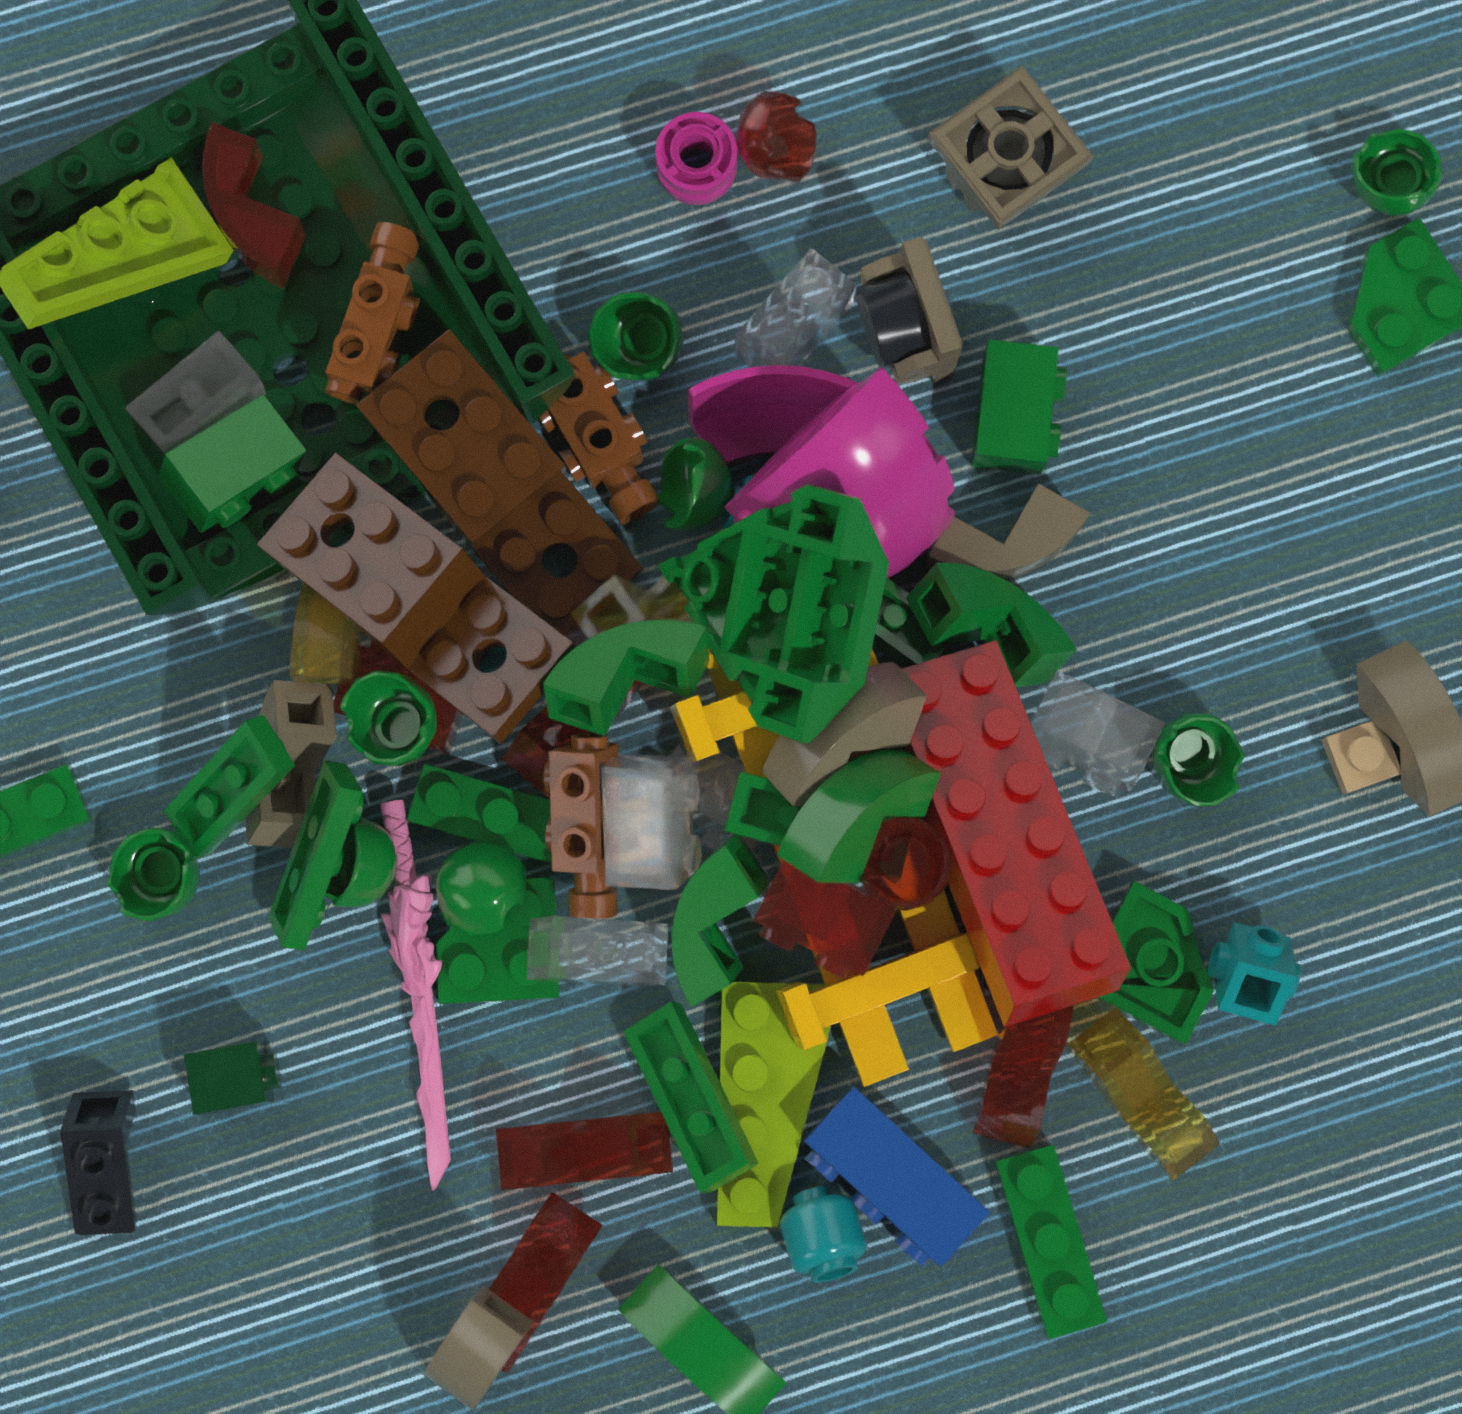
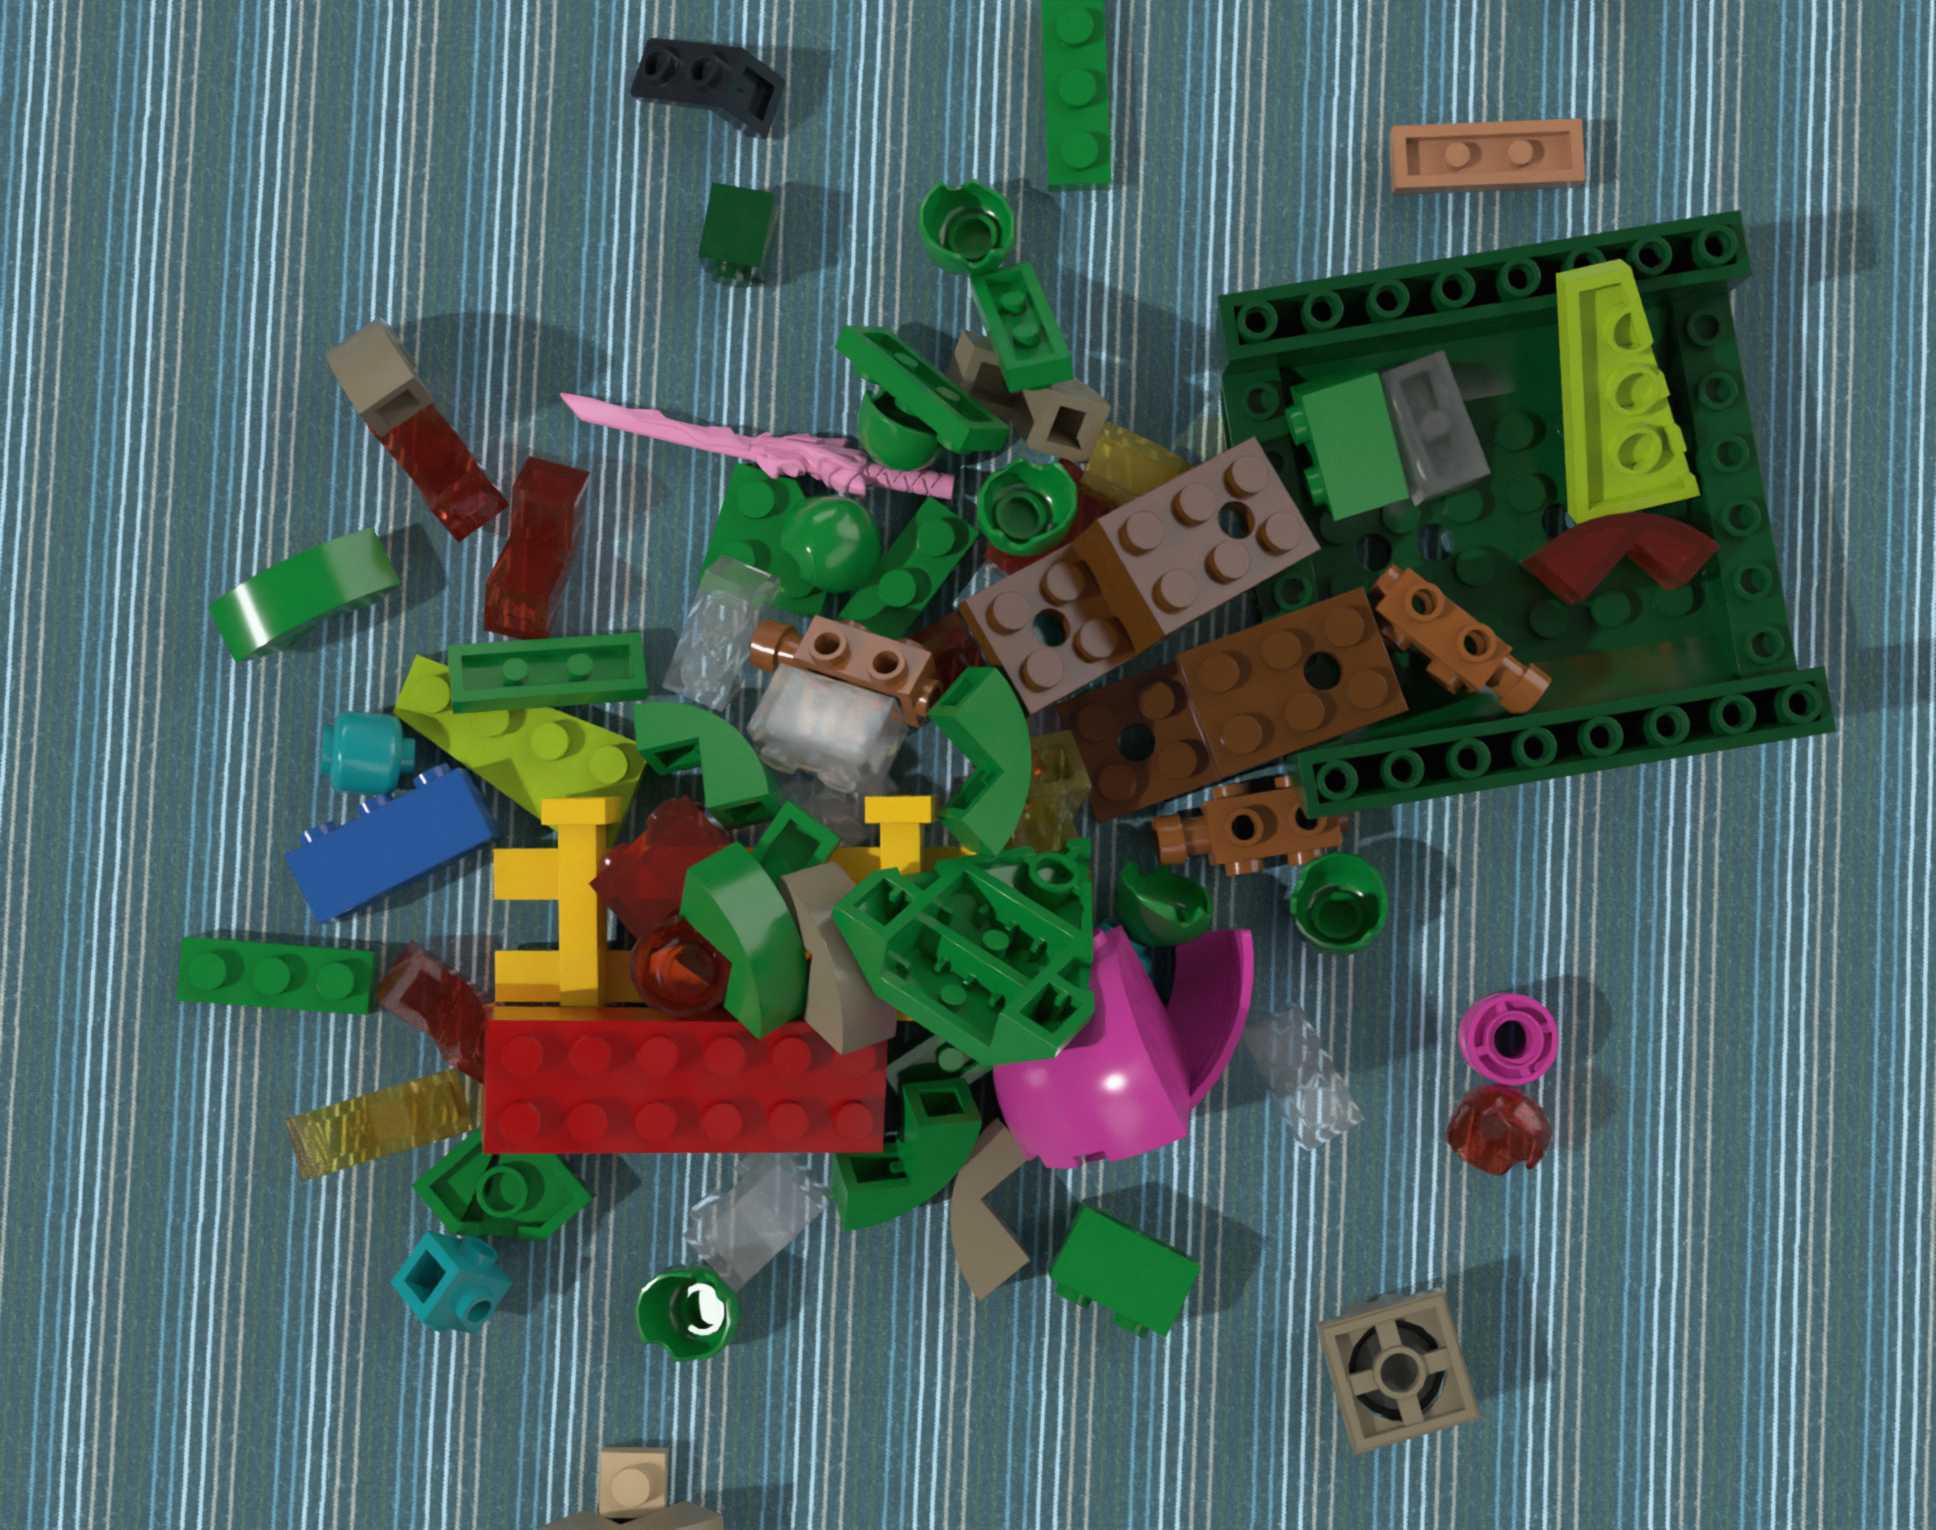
camera: 115 degrees right, 5 degrees up
(908, 315) = (1256, 1193): piece -> none

